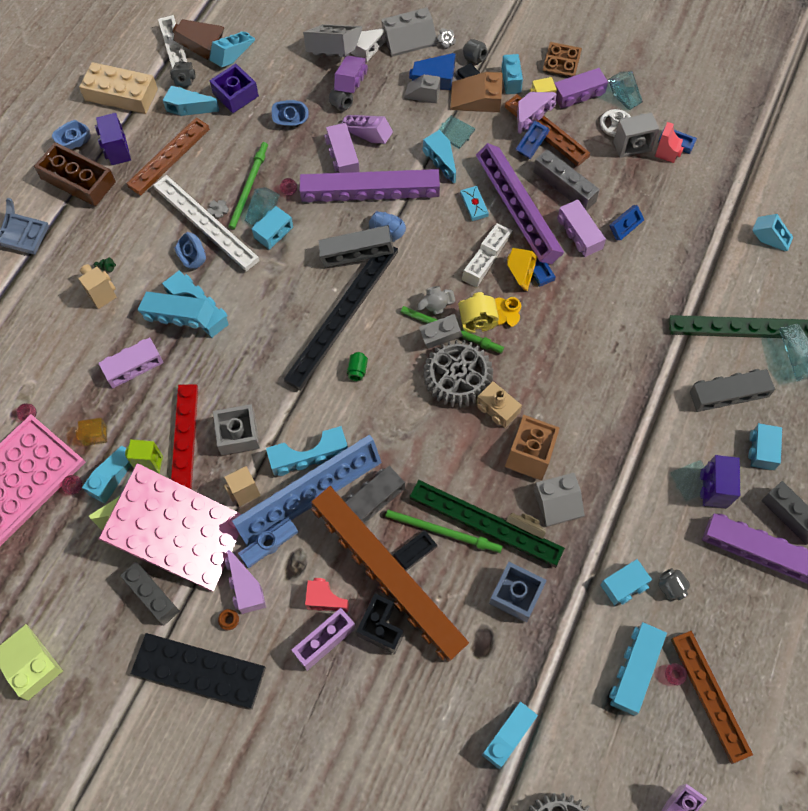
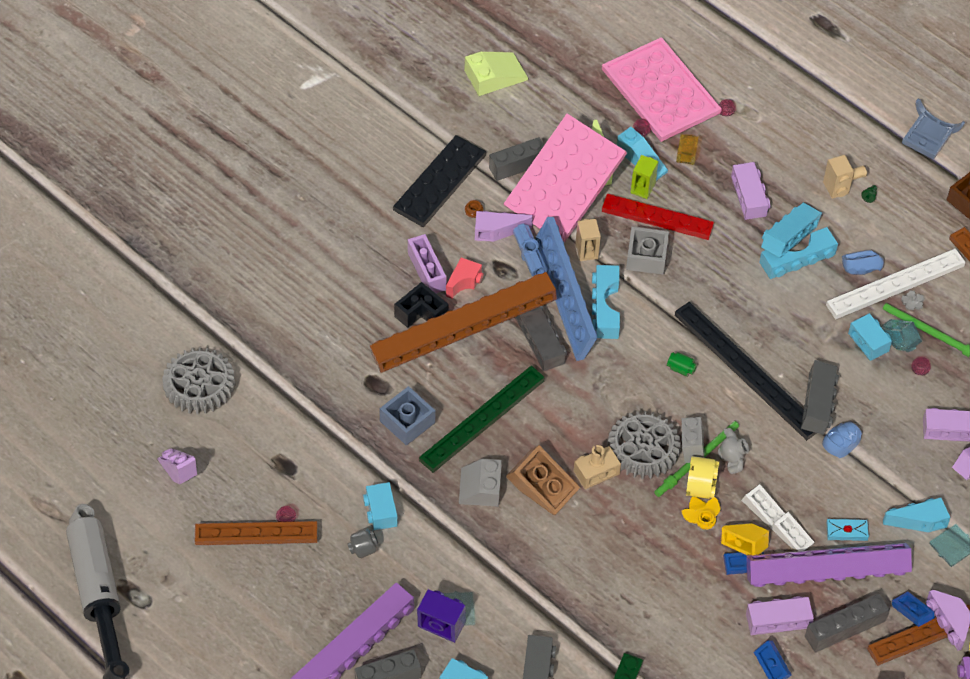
camera: 105 degrees right, 10 degrees down
(369, 185) = (897, 439): medium lavender brick -> none
(415, 550) = (480, 359): black tile -> none
(481, 543) = (466, 409): bright green bar -> none
(509, 735) = (291, 372): medium azure slope -> none
(527, 523) = (468, 448): dark tan tile -> none
(638, 669) = (303, 486): medium azure brick -> none

